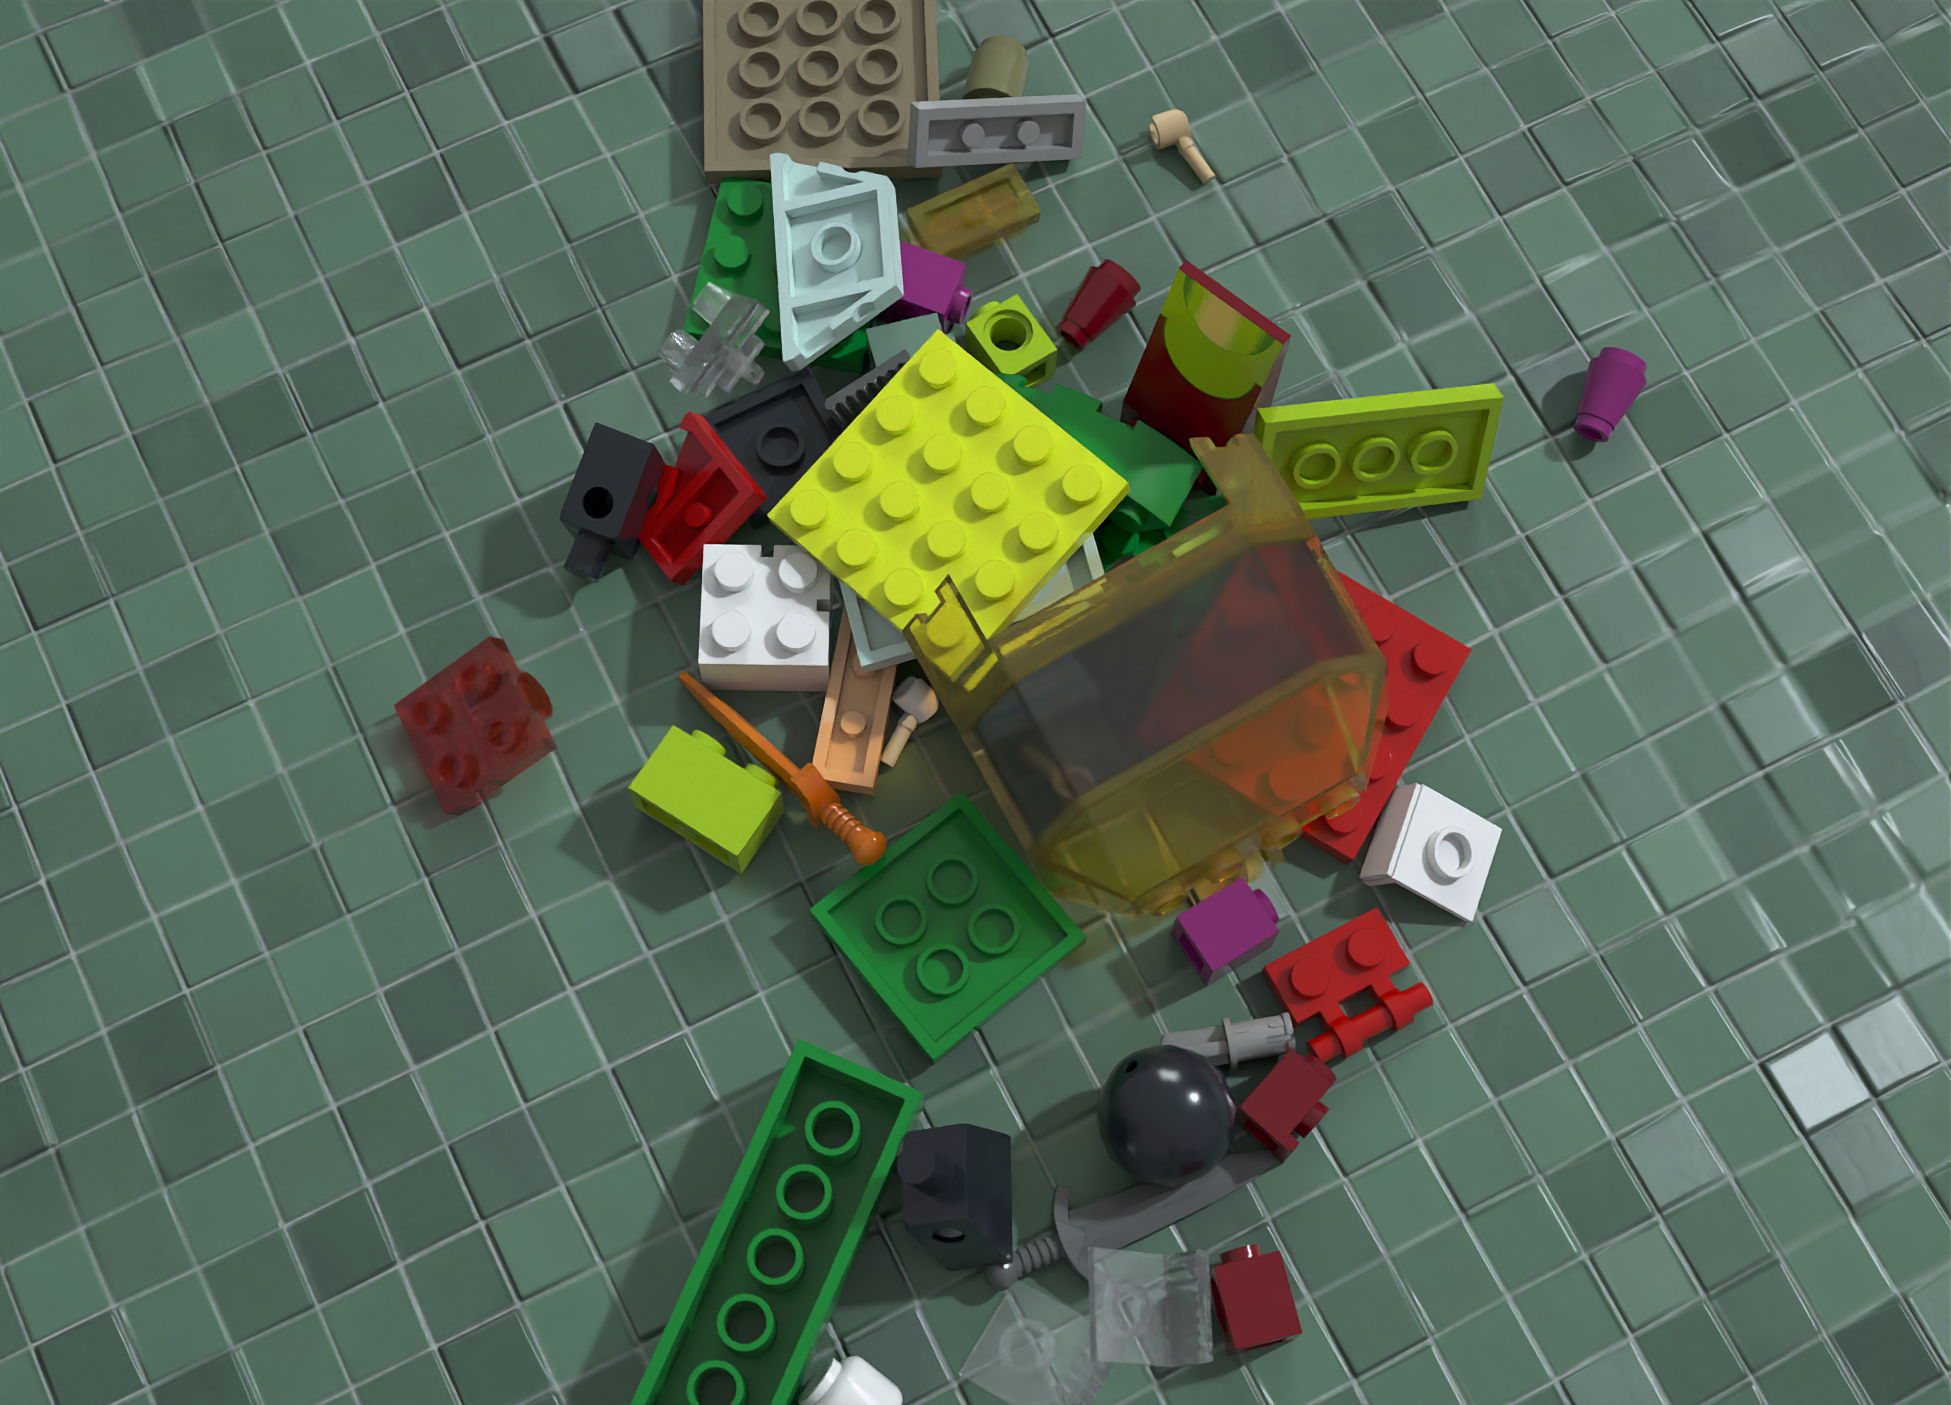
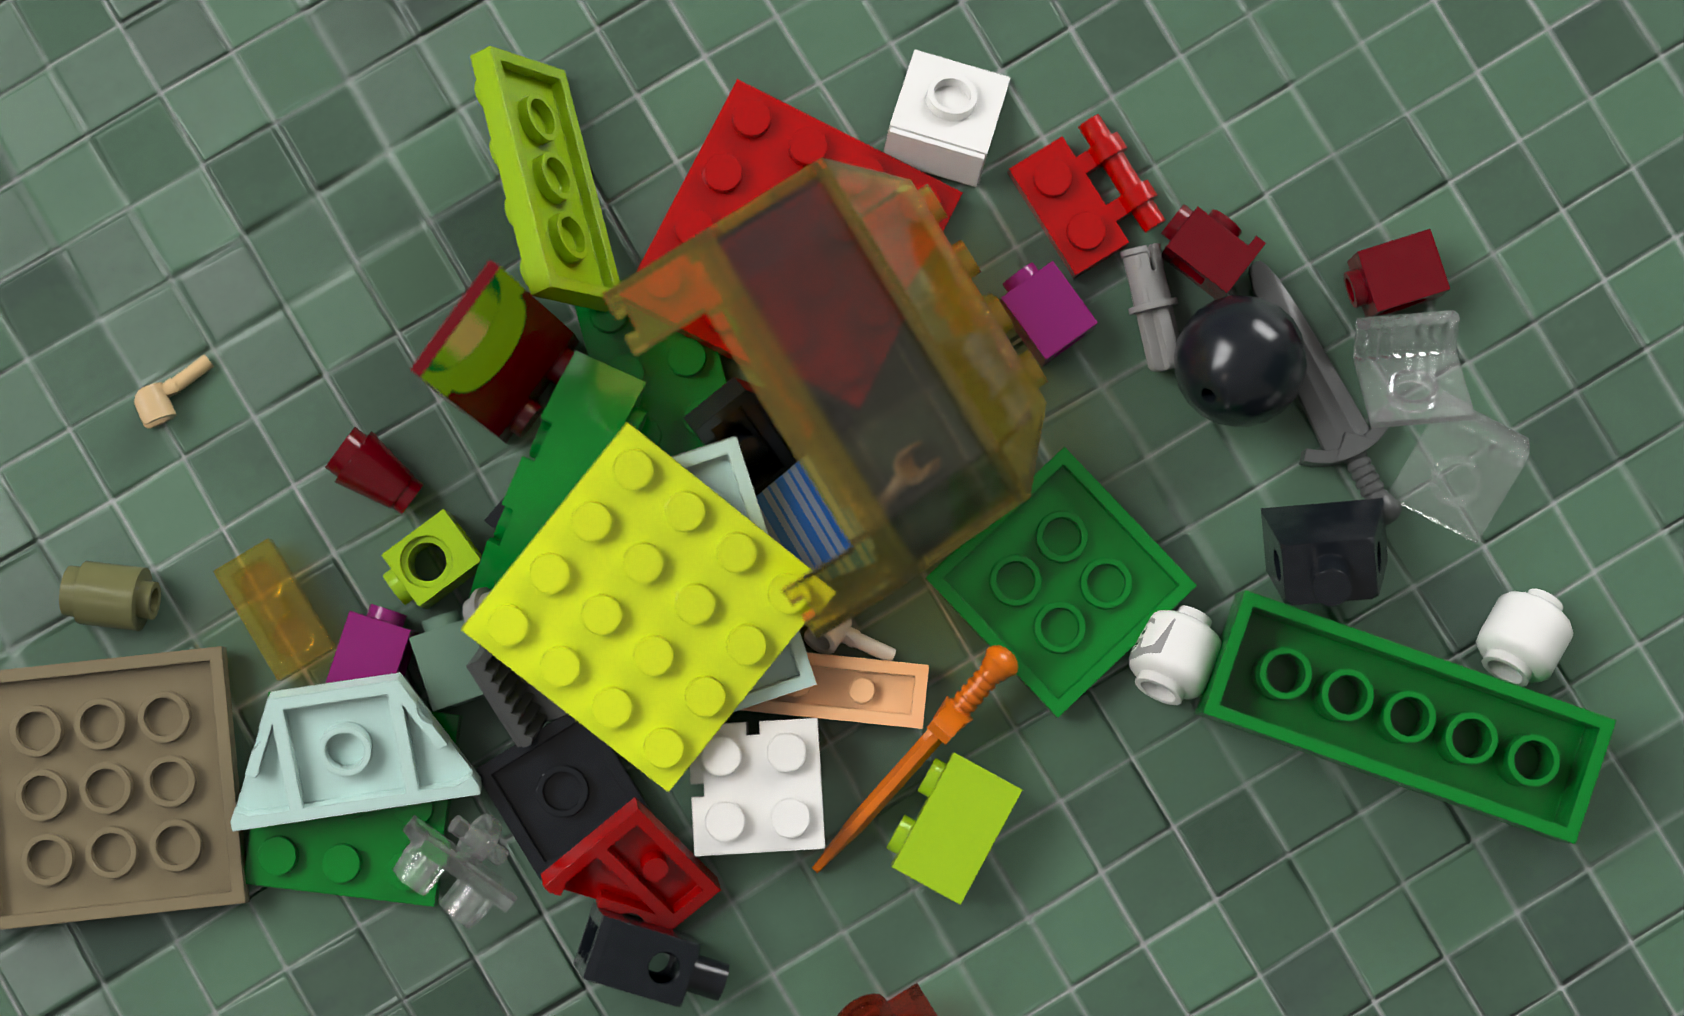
camera: 90 degrees left, 15 degrees up
(865, 1030) = (1175, 655): none -> white head
(996, 130) = (181, 589): light grey plate -> none

